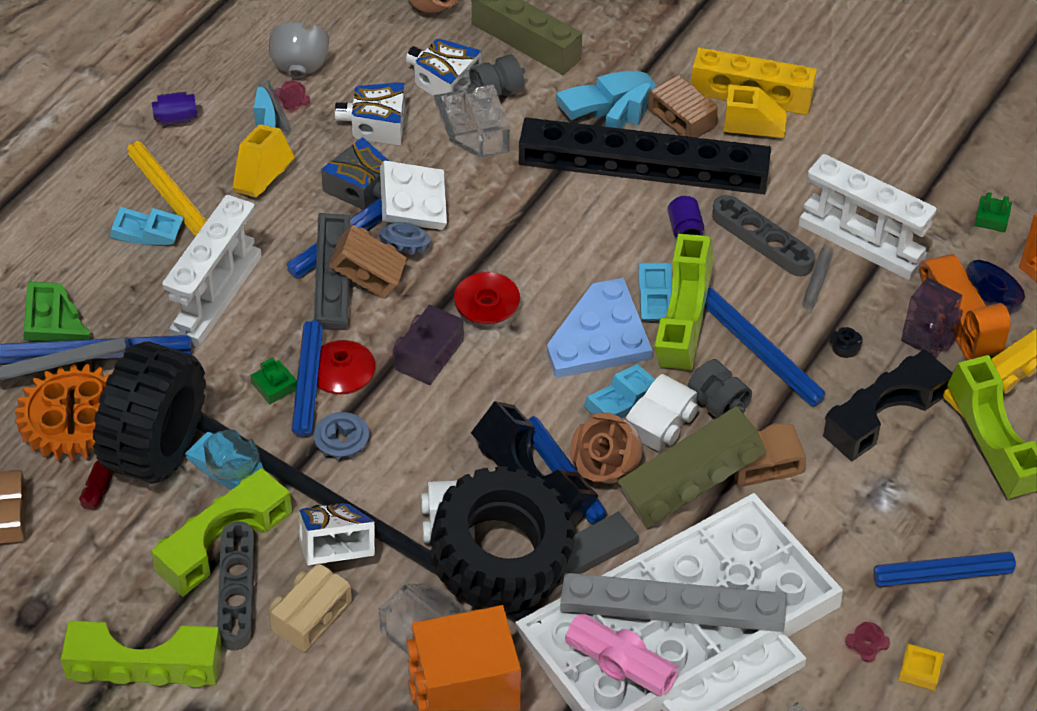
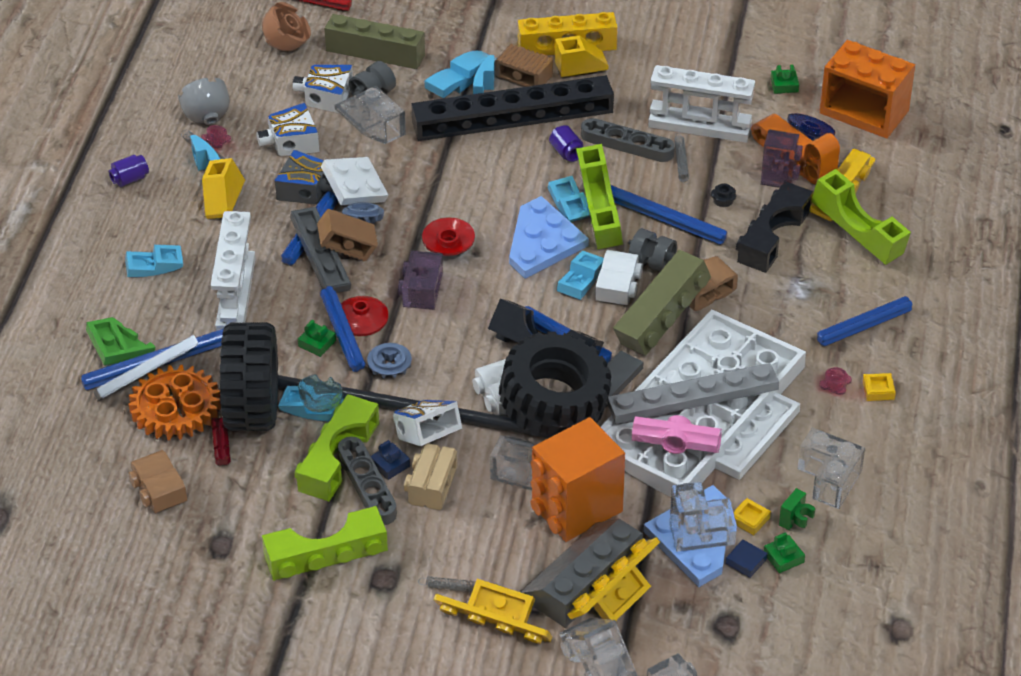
camera: 20 degrees left, 5 degrees down
(166, 186) = (159, 231): yellow axle -> none
(275, 566) = (390, 460): none -> dark blue tile
(606, 448) = (594, 308): nougat cylinder -> none

